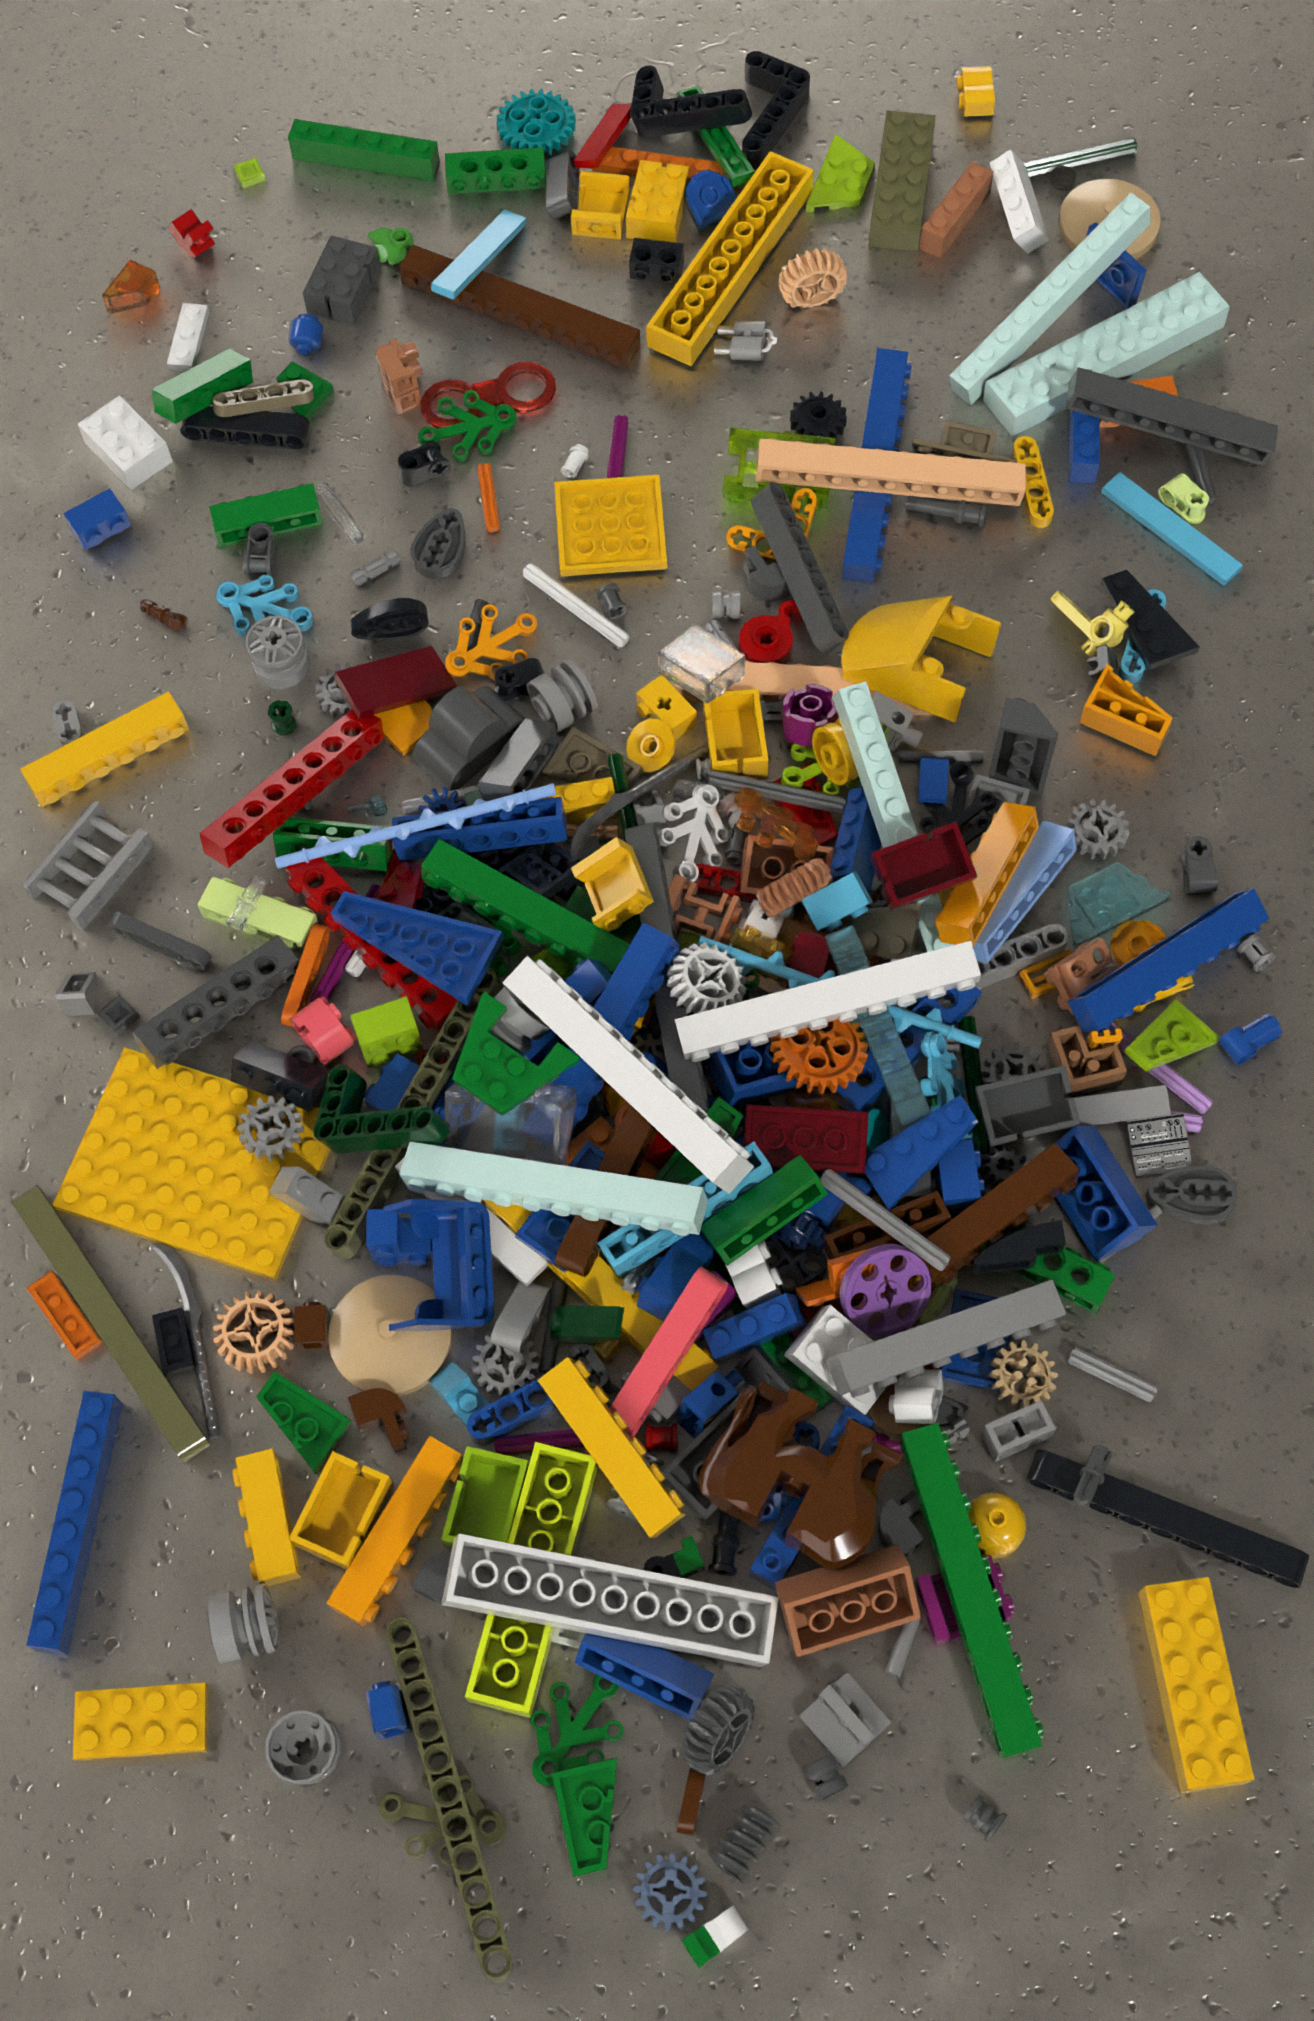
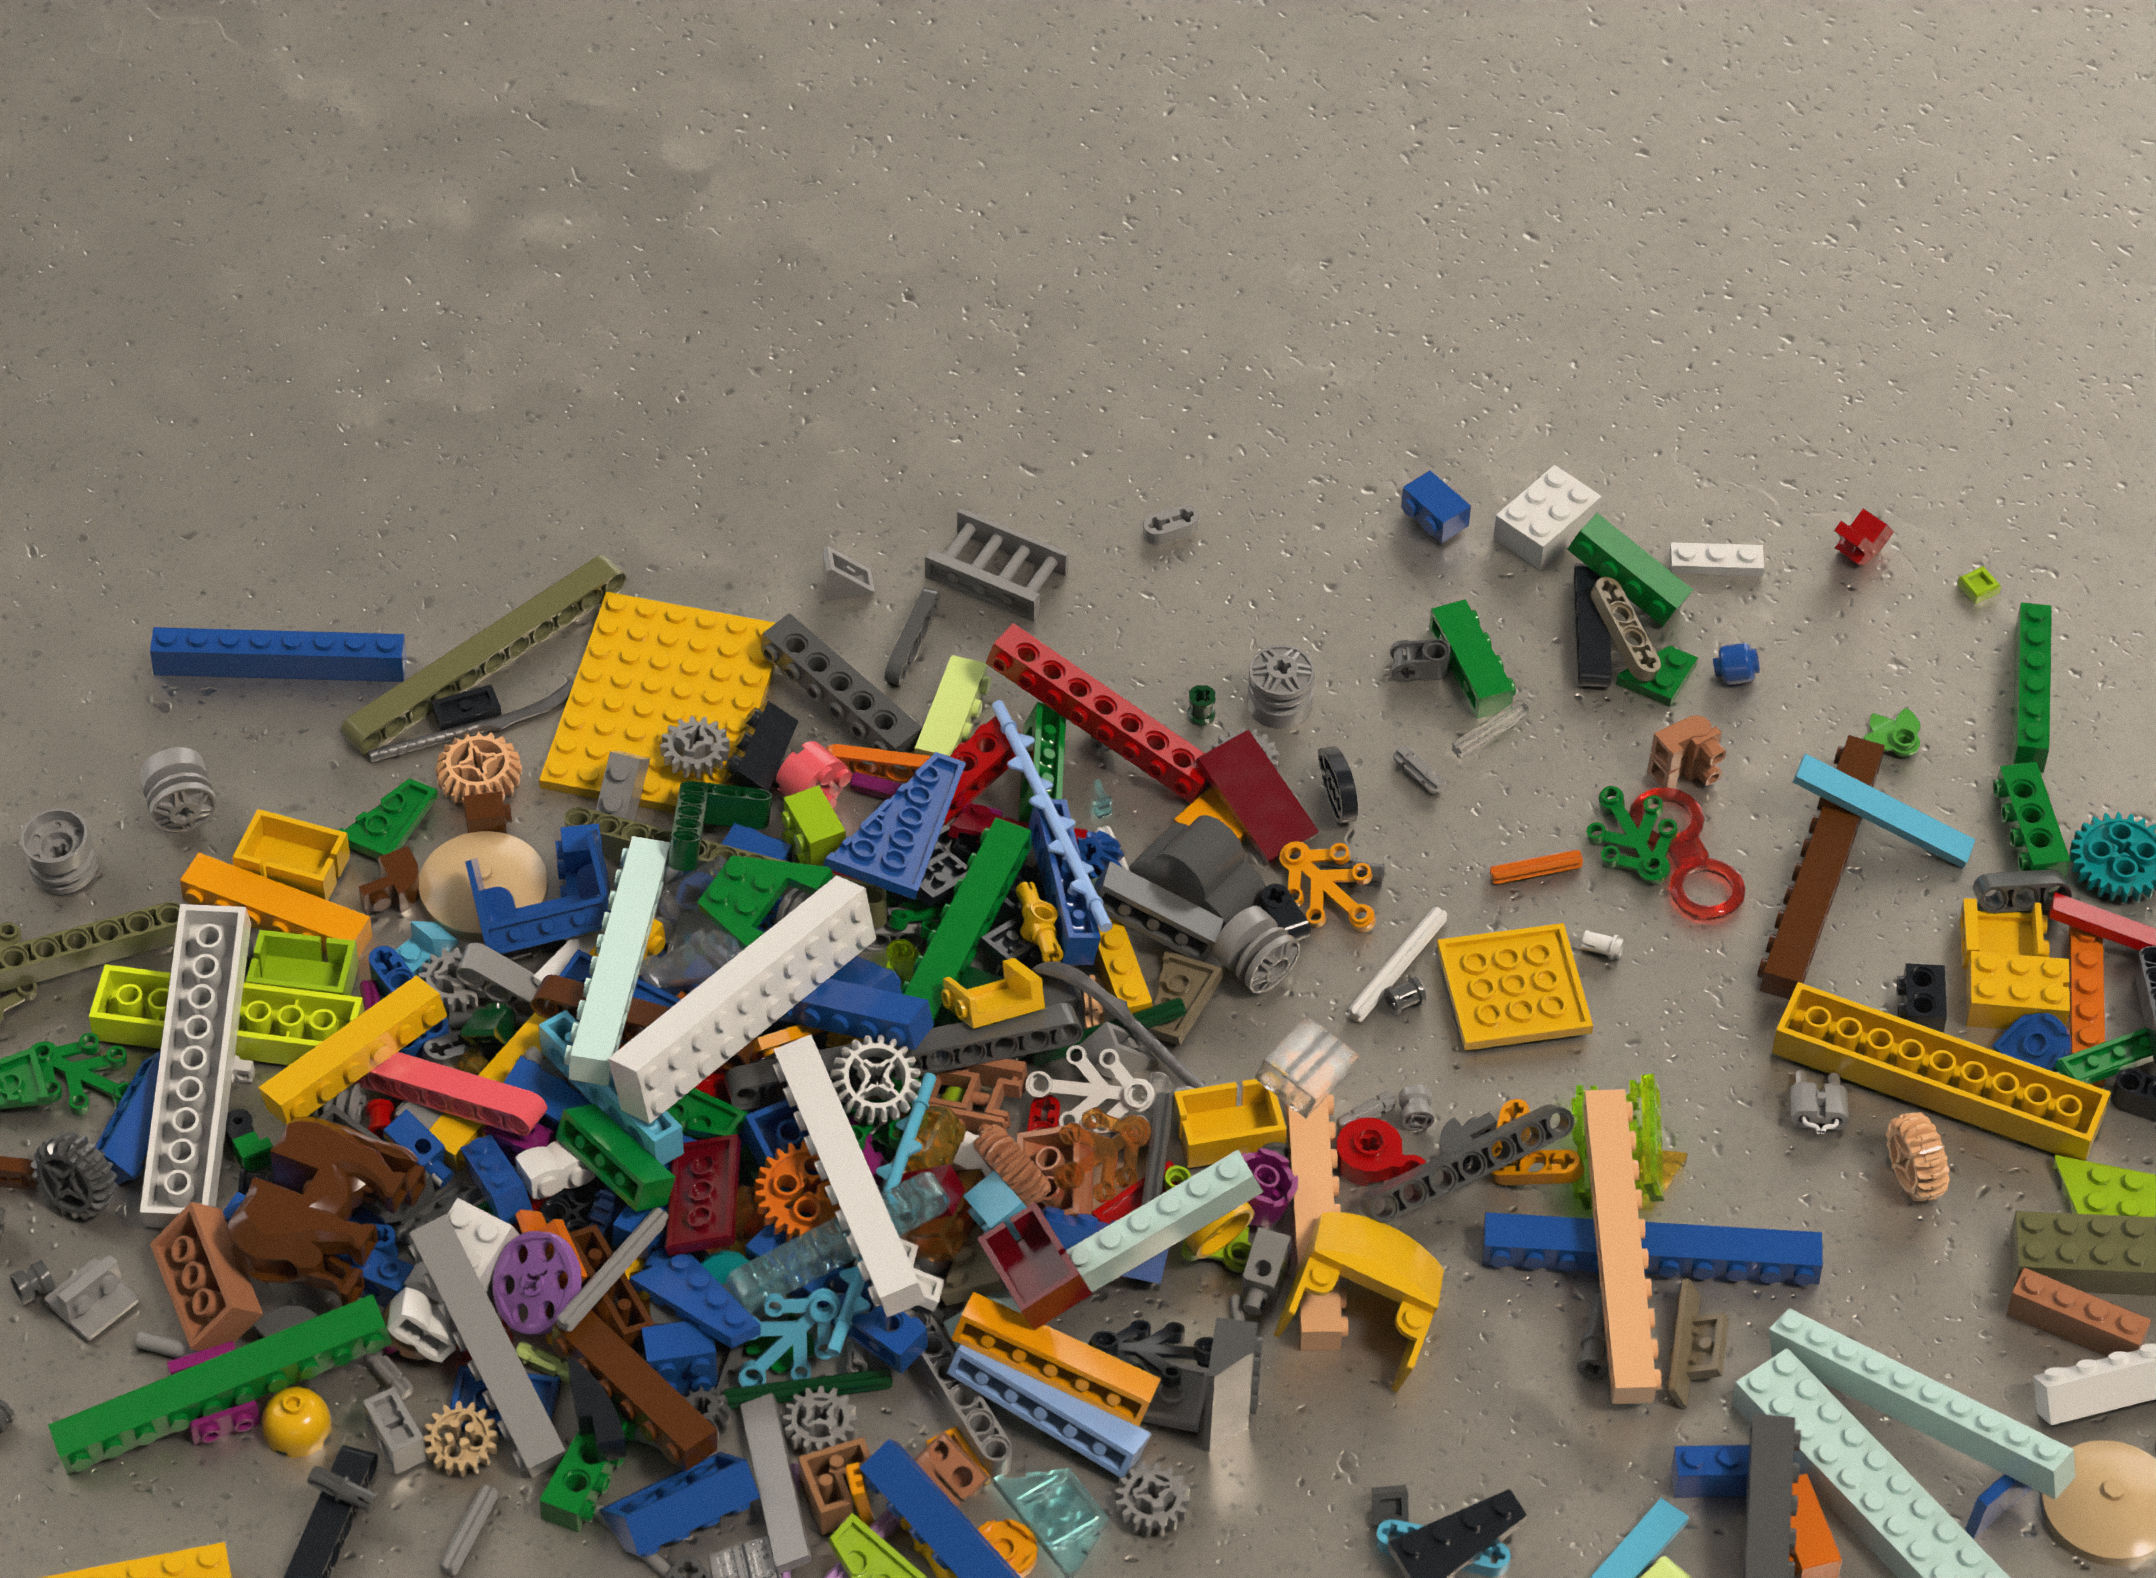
camera: 80 degrees right, 15 degrees down
(64, 1315) = (487, 616): orange tile -> none
(105, 749) = (1141, 558): yellow brick -> none
(118, 1015) = (826, 617): dark grey tile -> none
(131, 288) = (1772, 493): clear orange slope -> none
(140, 1721) = (89, 736): yellow plate -> none
(163, 614) = (1325, 586): reddish brown piece -> none
(246, 903) = (952, 691): clear axle -> none
(262, 603) = (1358, 643): medium azure plant -> none
(267, 1518) = (302, 797): yellow brick -> none
(344, 277) = (1816, 679): dark grey piece -> none
(387, 1710) = (92, 902): blue brick -> none
(421, 464) = (1569, 794): black piece -> none
(426, 544) = (1453, 840): dark grey piece -> none
(525, 850) = (1039, 922): none -> yellow pin
(618, 446) = (1630, 986): magenta axle -> none
(642, 742) = (1209, 1046): yellow dish -> none
(665, 703) = (1246, 1059): yellow brick -> none
(818, 416) = (1709, 1185): black gear -> none
(933, 780) = (1193, 1319): blue slope -> none
(949, 1411) = (421, 1376): dark grey tile -> none
(1026, 1106) = (766, 1412): dark grey piece -> none
(1034, 481) = (1657, 1419): yellow beam -> none
(1093, 628) = (1437, 1487): light yellow piece -> none
(1125, 714) = (1317, 1517): light orange wedge -> none

